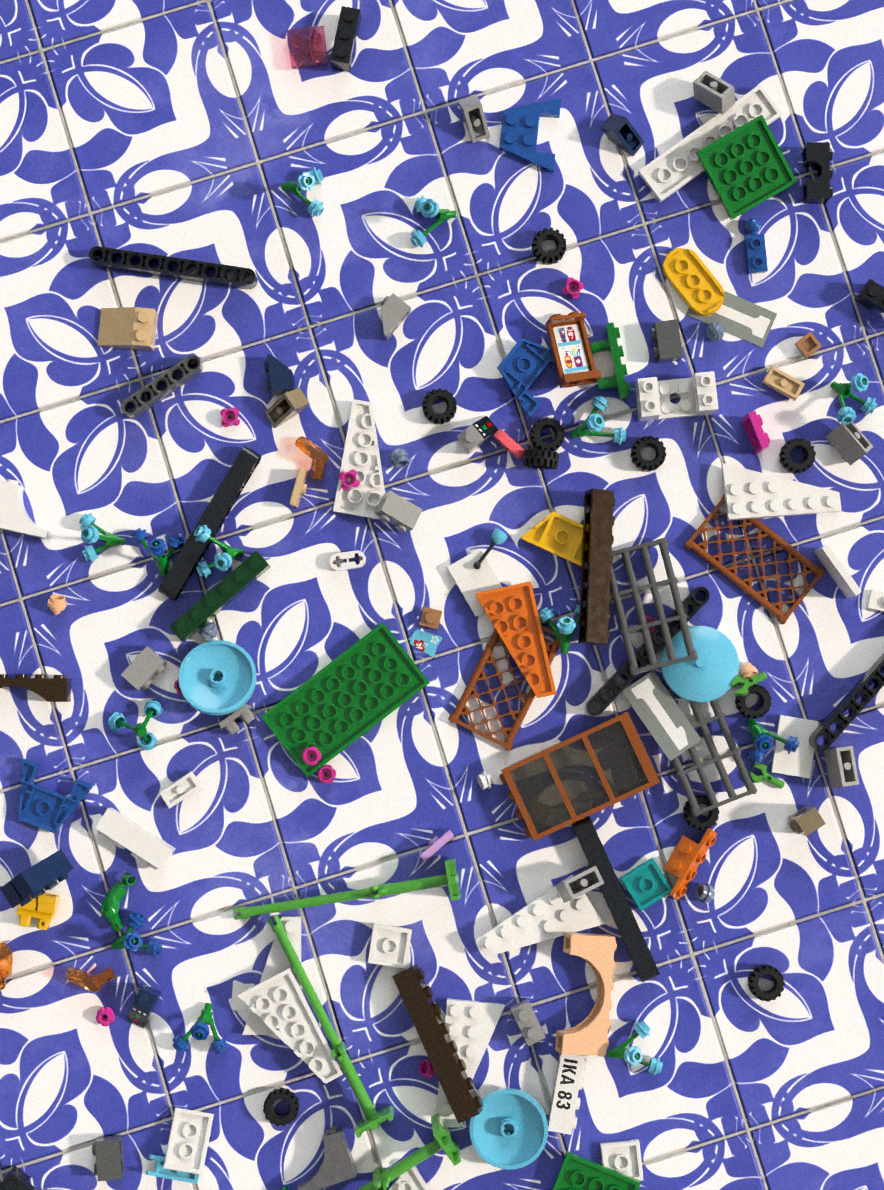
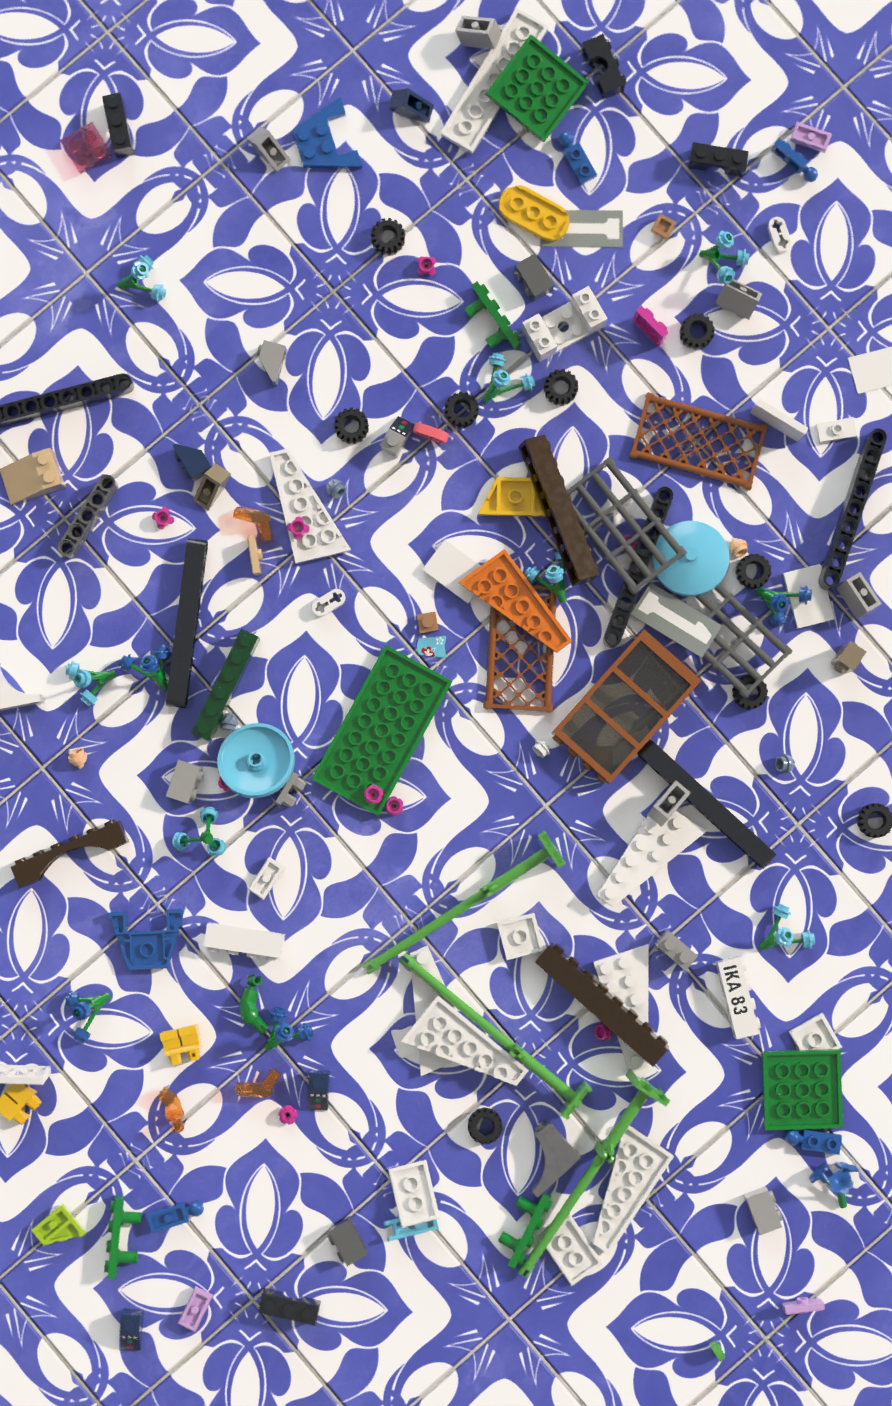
camera: 30 degrees left, 0 degrees up
(34, 880) = (170, 1015): dark blue piece -> none
(200, 1031) = (381, 1087): blue plant -> none
(223, 560) = (214, 650): medium azure plant -> none
(398, 511) = (355, 537): light grey brick -> none
(429, 209) = (263, 248): medium azure plant -> none
(435, 844) = (522, 825): lavender plate -> none
(497, 537) = (456, 521): hinge -> none
(509, 1129) = (701, 1053): medium azure dish -> none
(521, 369) = (413, 354): blue wing -> none
(541, 459) = (465, 433): black tyre -> none
(571, 350) = (450, 322): panel -> none
(591, 1034) = (738, 933): light nougat arch -> none
(646, 884) = (728, 779): teal plate -> none
(686, 859) = (755, 741): orange bracket -> none
(715, 331) = (573, 250): sand blue plate -> none
(746, 683) = (741, 556): bright green bar -> none
(762, 495) = (683, 380): white wing -> none
(765, 776) = (794, 634): bright green bar -> none
(783, 383) = (655, 271): tan plate -> none

